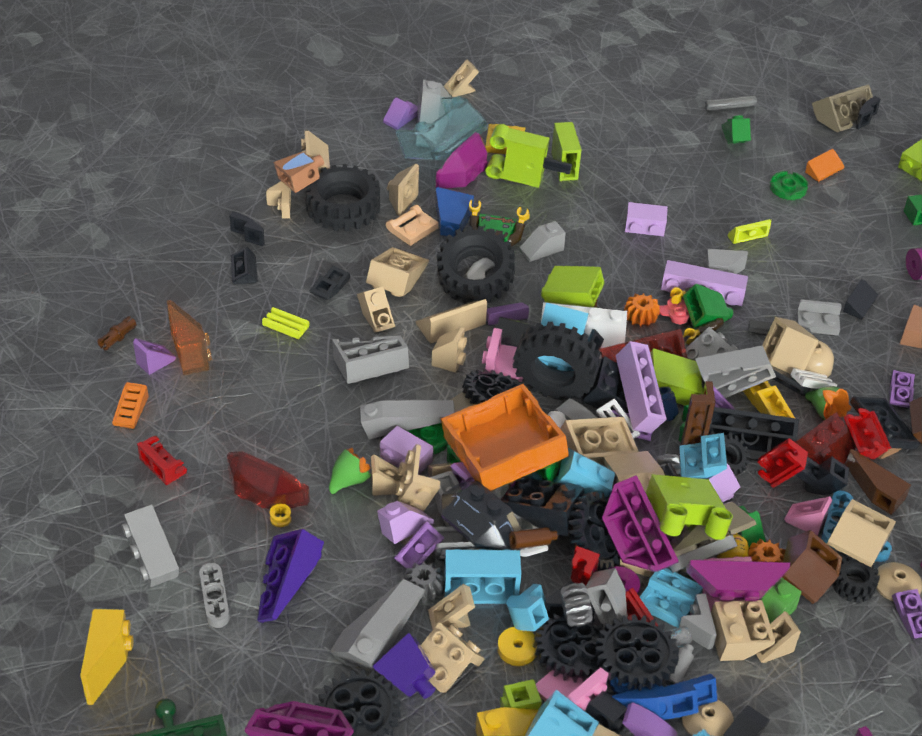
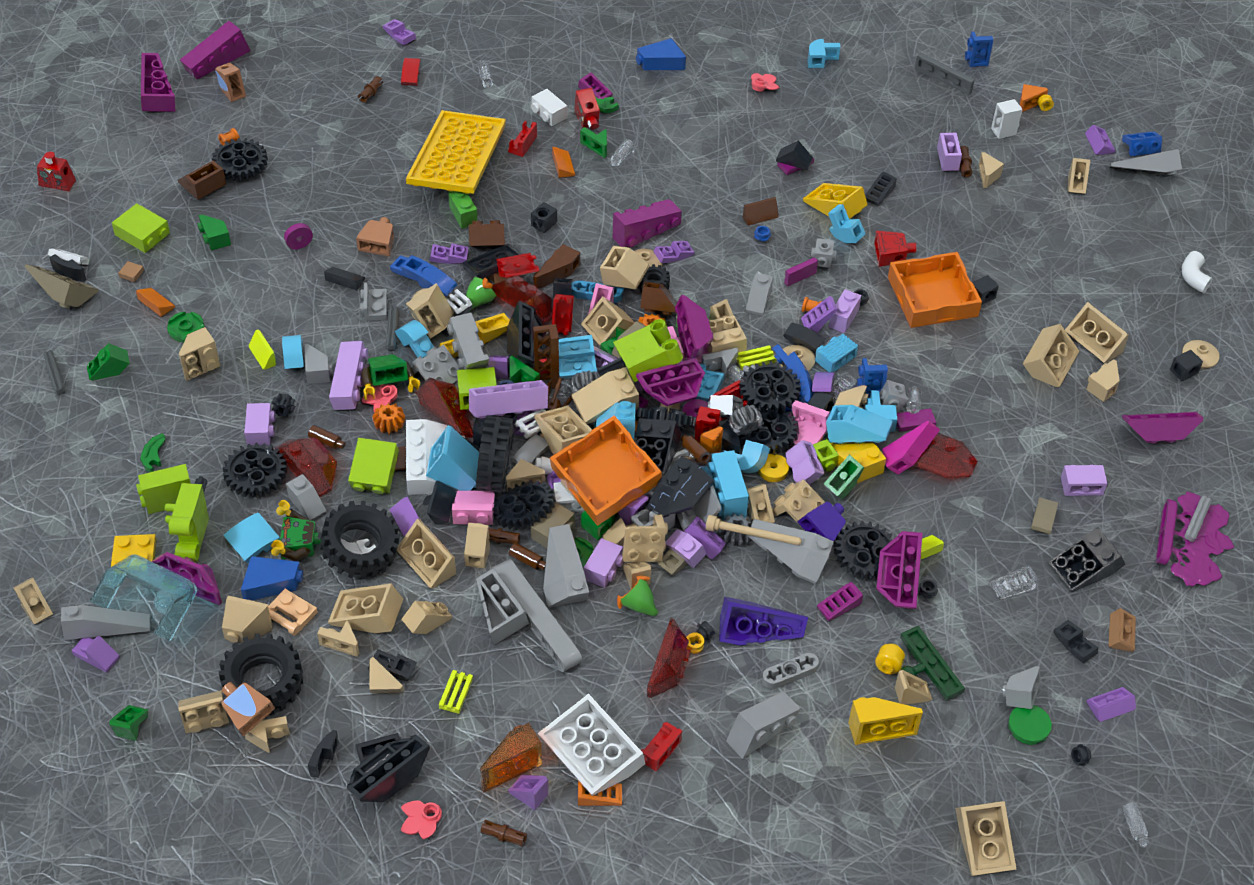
camera: 100 degrees left, 5 degrees up
(141, 704) = (911, 689): none -> tan slope
(157, 285) = (418, 820): none -> coral plate
(177, 402) = (592, 746): none -> white slope
(190, 693) = (891, 658): none -> yellow head
(206, 257) = (388, 769): none -> black wedge
(291, 523) = (705, 630): none -> black plate
(295, 682) = (850, 594): none -> magenta slope
(310, 268) = (381, 680): none -> tan slope
(318, 119) = (127, 721): none -> green slope
(354, 389) = (539, 617): none -> light grey beam
(366, 250) = (343, 641): none -> tan slope
(424, 546) = (714, 523): none -> tan piece
(436, 390) = (527, 557): none -> reddish brown cylinder
(462, 375) = (499, 536): none -> reddish brown pin
(466, 699) = (844, 477): none -> green slope
(505, 205) = (251, 536): none -> medium azure slope
(515, 668) = (804, 462): none -> lavender brick
(546, 399) = (524, 472): none -> tan slope
(550, 572) = (712, 440): none -> orange slope
(587, 213) = (254, 470): none -> black gear
(589, 246) = (312, 460): none -> clear red wedge
(616, 154) = (150, 452): none -> green piece
(621, 266) = (326, 437): none -> reddish brown cylinder
(647, 443) = (554, 403): none -> reddish brown plant
(668, 235) = (283, 404): none -> black gear
(707, 651) = (755, 357): none -> neon yellow tile
(738, 179) = (198, 354): none -> tan slope
(743, 241) = (293, 351): none -> medium azure brick
(754, 335) = (415, 335): none -> medium azure brick
(779, 516) = (604, 319): none -> tan slope
(827, 693) = (759, 294): none -> light grey slope
(856, 357) = (423, 273): none -> blue slope
(867, 154) = (131, 271): none -> medium nougat tile
(881, 111) = (65, 255): none -> white tile

